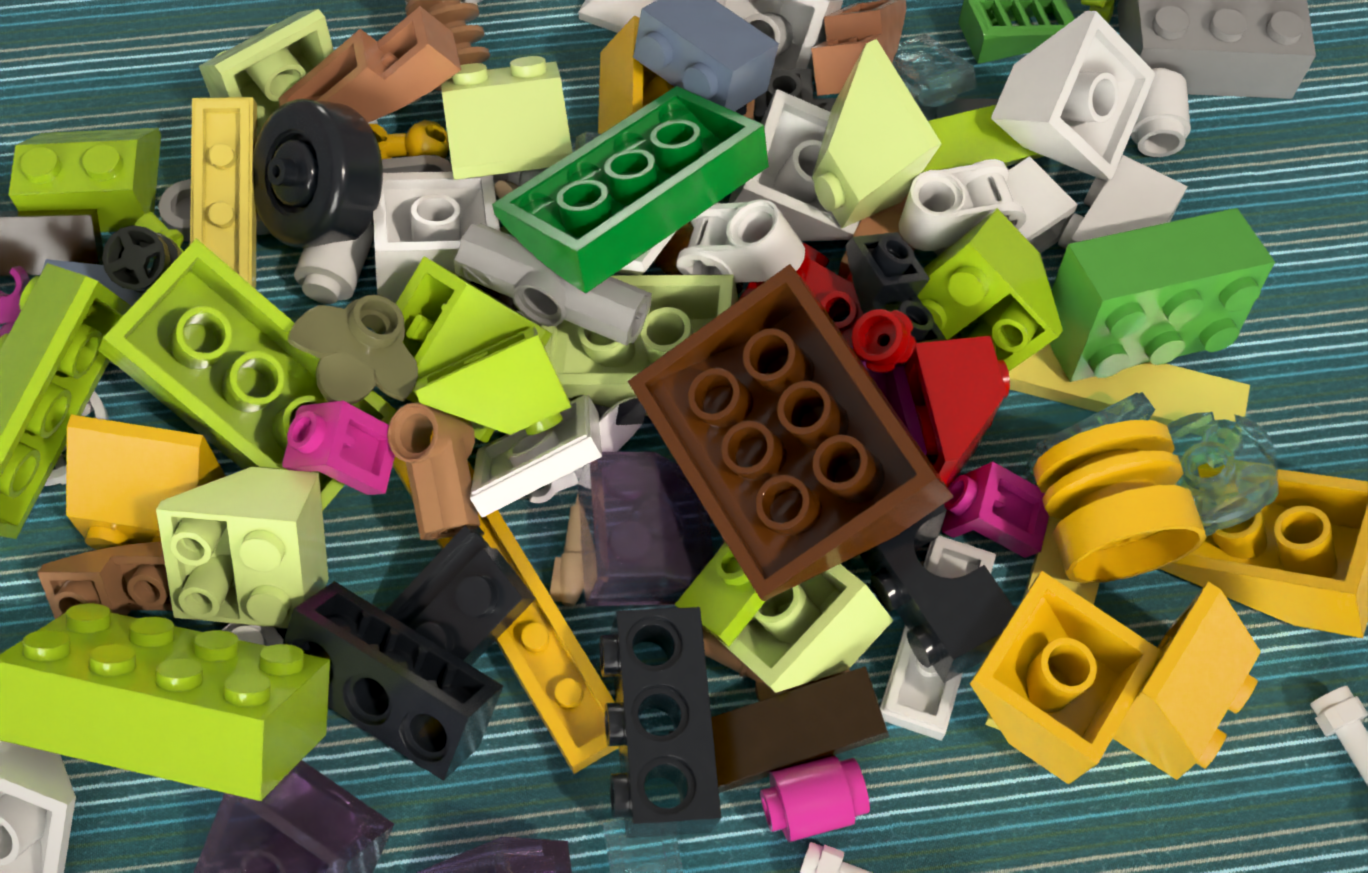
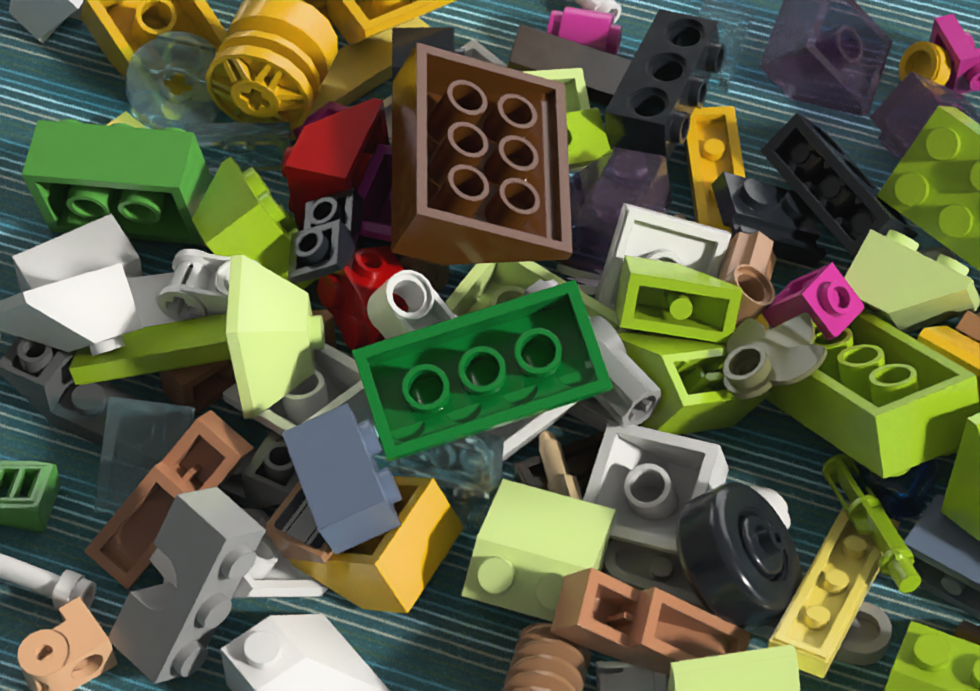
camera: 150 degrees left, 10 degrees down
(130, 252) = (922, 521): pearl dark grey wheel -> none
(872, 328) = (367, 189): red plate -> none

